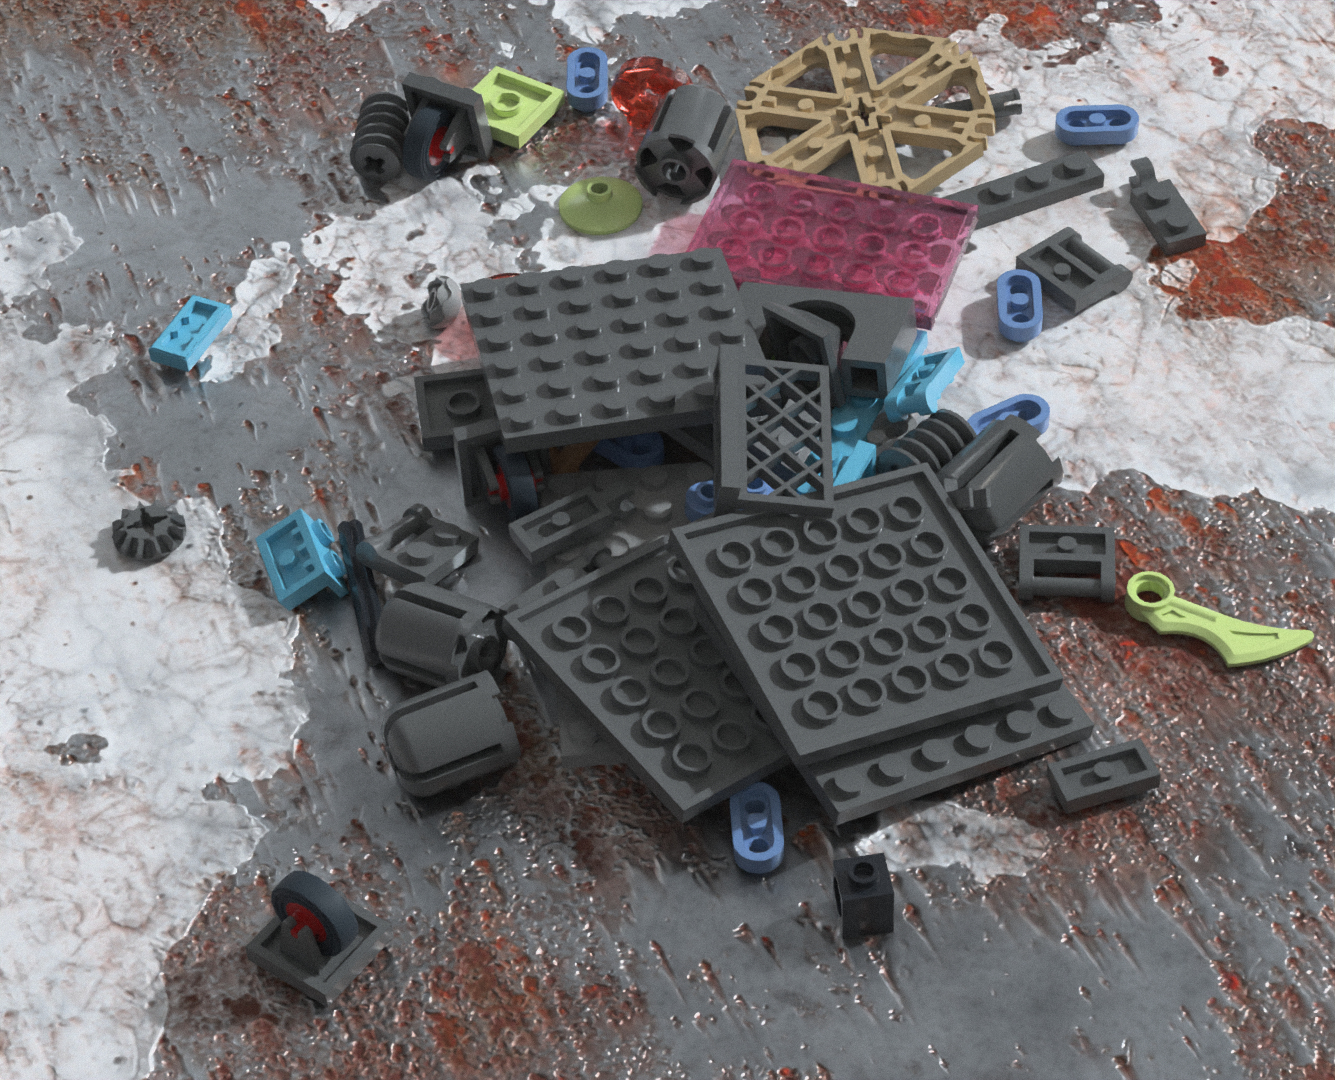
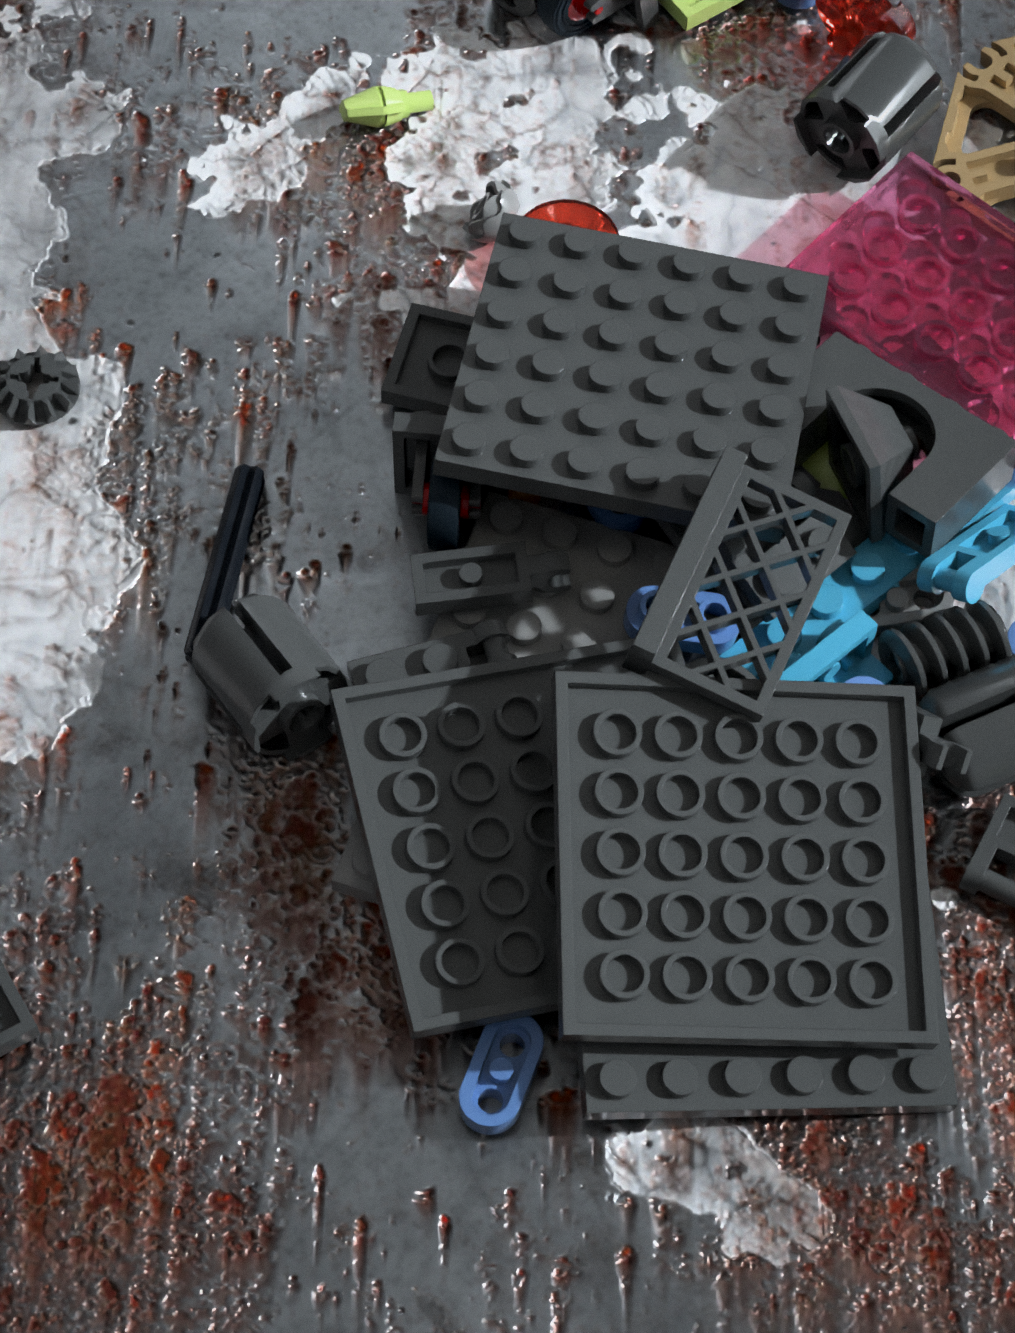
camera: 20 degrees right, 15 degrees up
(190, 333) = (201, 142): medium azure plate -> none
(301, 559) = (175, 497): medium azure bracket -> none
(319, 265) = (384, 106): none -> yellowish green piece
(425, 559) = (311, 551): dark grey plate -> none
(449, 736) = (211, 809): dark grey cylinder -> none
(600, 205) = (737, 157): yellowish green dish -> none
(863, 896) = (571, 1224): black brick -> none
(1103, 775) = (933, 1180): dark grey plate -> none

